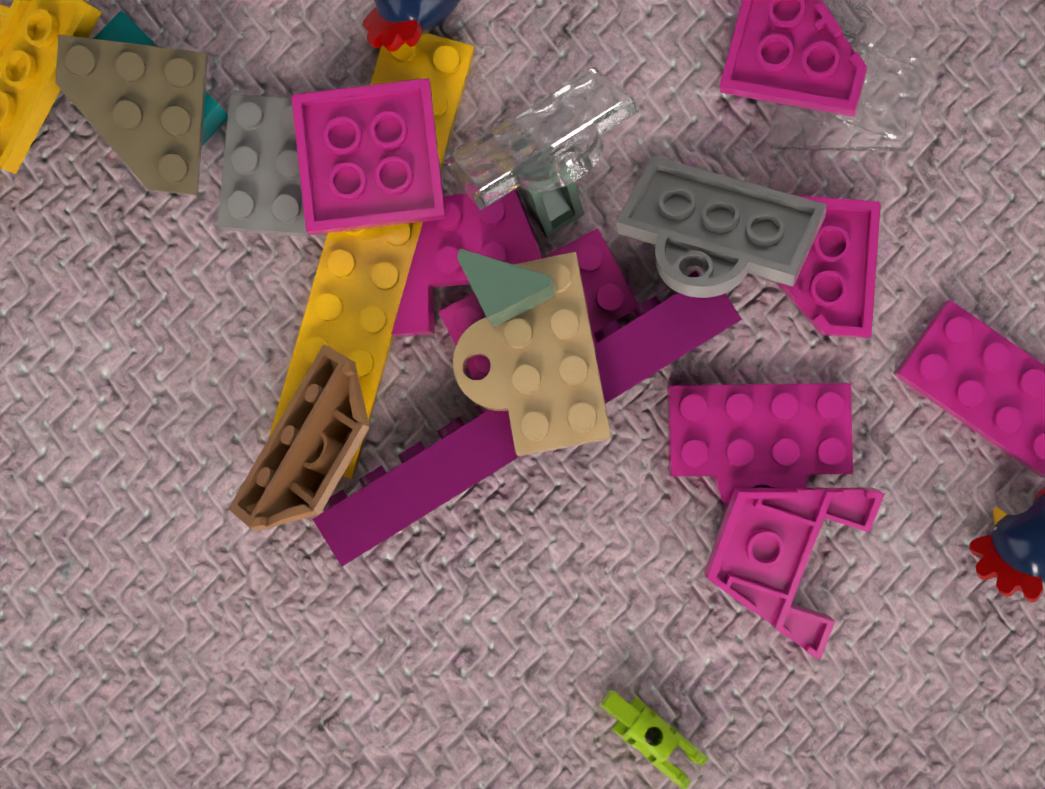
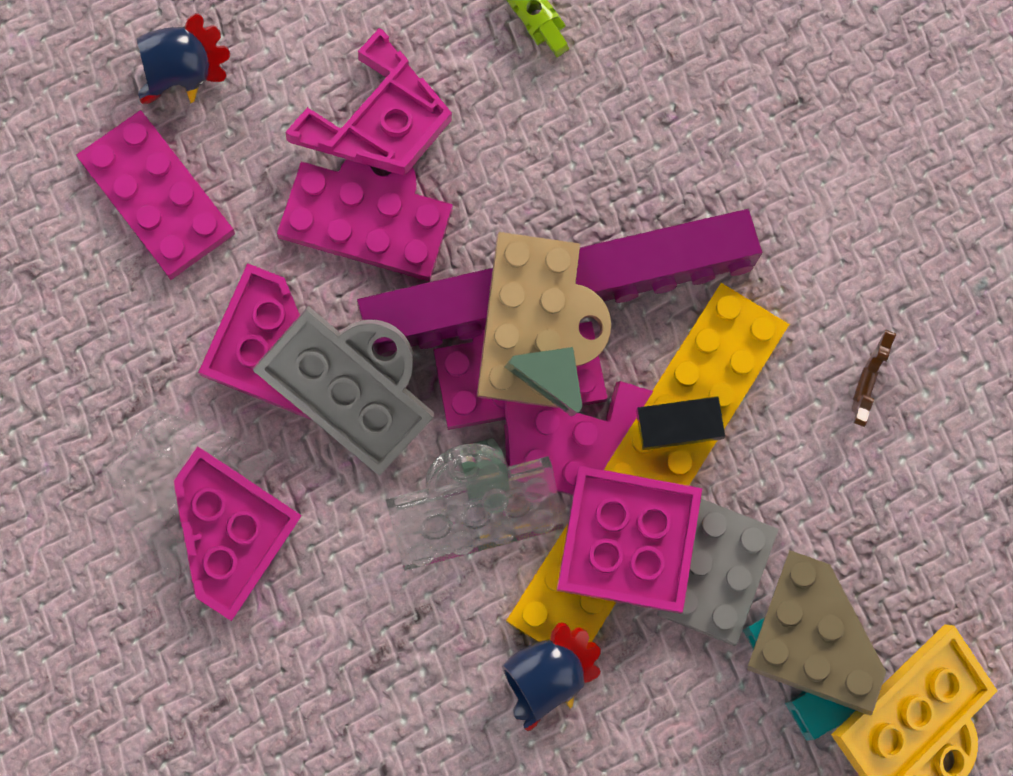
camera: 165 degrees left, 10 degrees down
(165, 409) = (862, 397): none -> reddish brown helmet
(306, 447) = (750, 300): medium nougat wedge -> none
(350, 301) = (680, 423): none -> black tile

